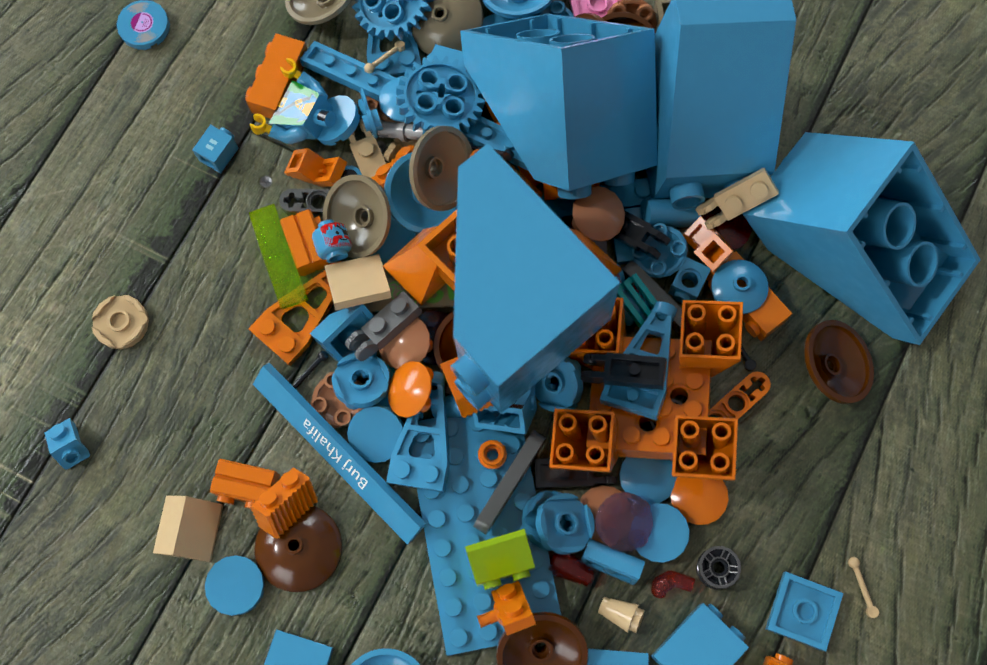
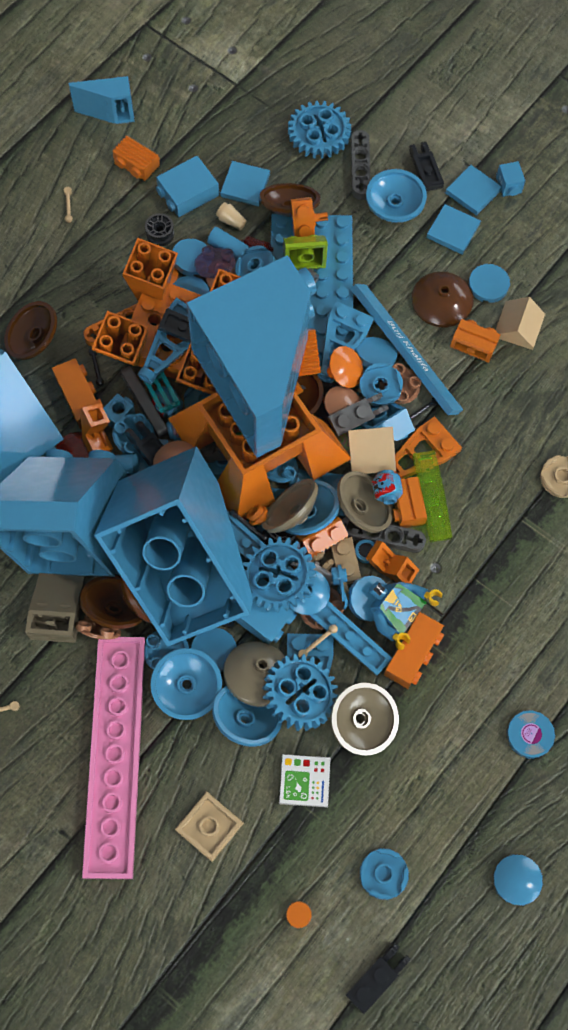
camera: 175 degrees left, 5 degrees down
(216, 148) = (474, 597): dark azure brick -> none
(284, 503) = (448, 316): orange brick -> none
(670, 580) = (193, 230): clear red arm -> none
(725, 286) = (93, 394): dark azure dish -> none
(739, 198) = (64, 444): tan hinge -> none
(804, 611) = (112, 196): dark azure plate -> none

